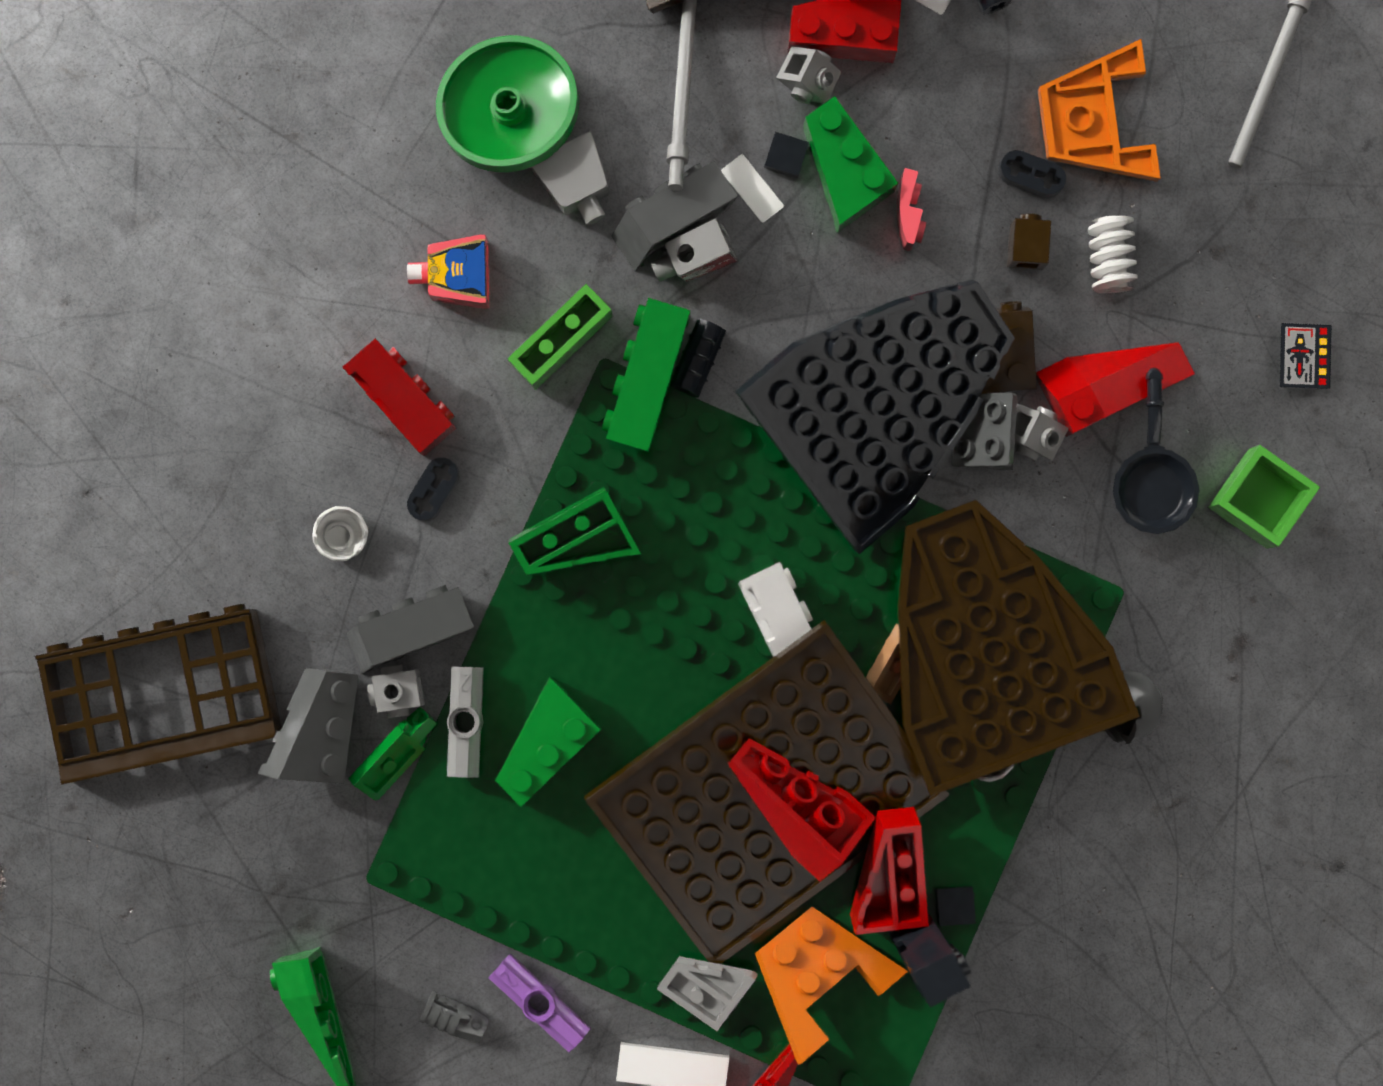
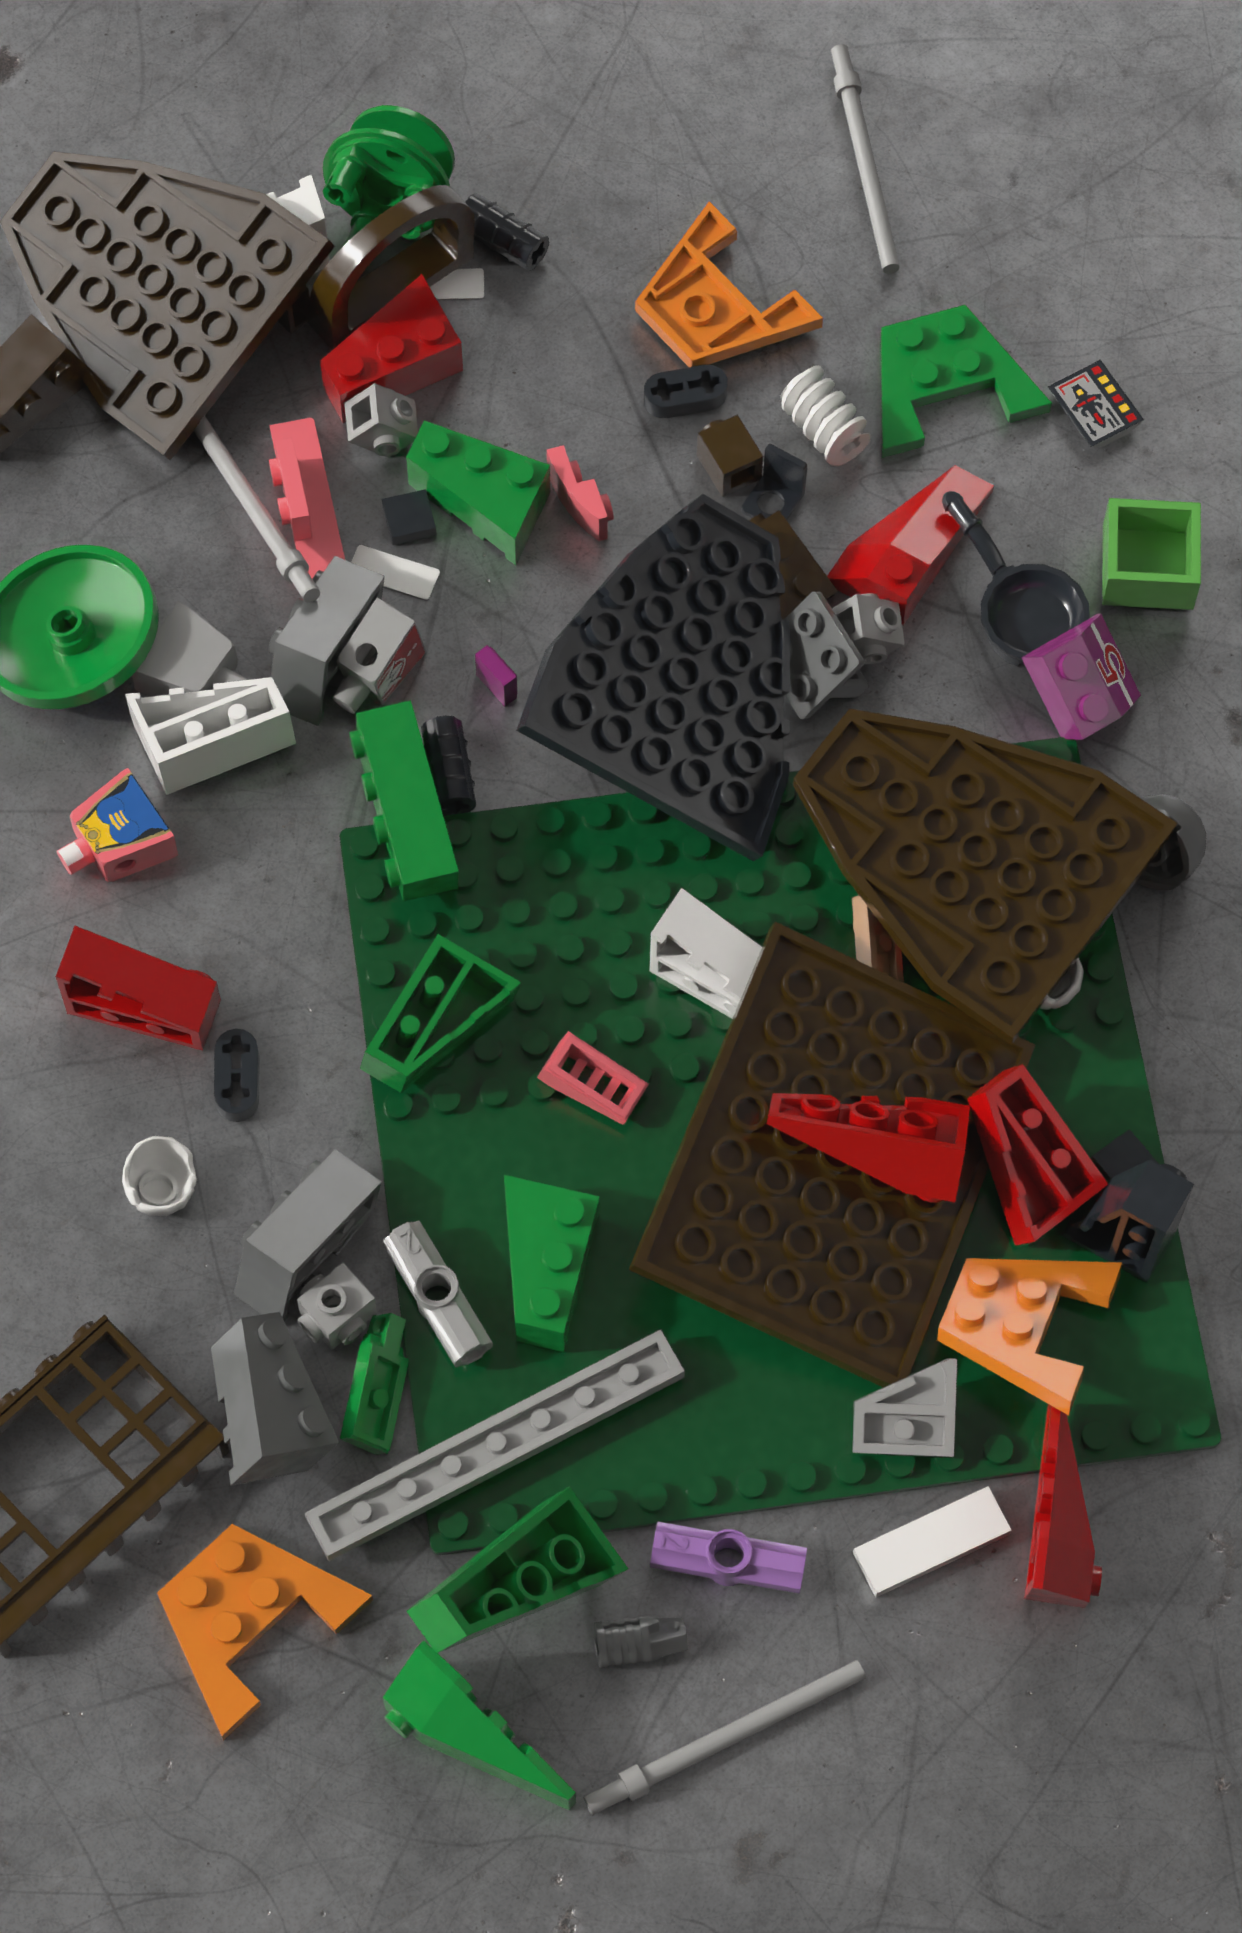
camera: 35 degrees left, 20 degrees down
(226, 834) = (232, 1599): none -> orange wing
(392, 947) = (528, 1568): none -> green wedge
(441, 842) = (494, 1445): none -> light grey plate
(555, 238) = (210, 730): none -> white wedge
(560, 336) = (280, 826): bright green brick -> none
(638, 610) = (586, 1055): none -> coral slope
(726, 98) = (306, 492): none -> coral bracket
(770, 311) = (496, 675): none -> magenta tile
(1054, 280) = (781, 476): none -> black bracket
(1155, 560) = (1082, 679): none -> magenta slope
(1220, 256) = (940, 360): none -> green wing

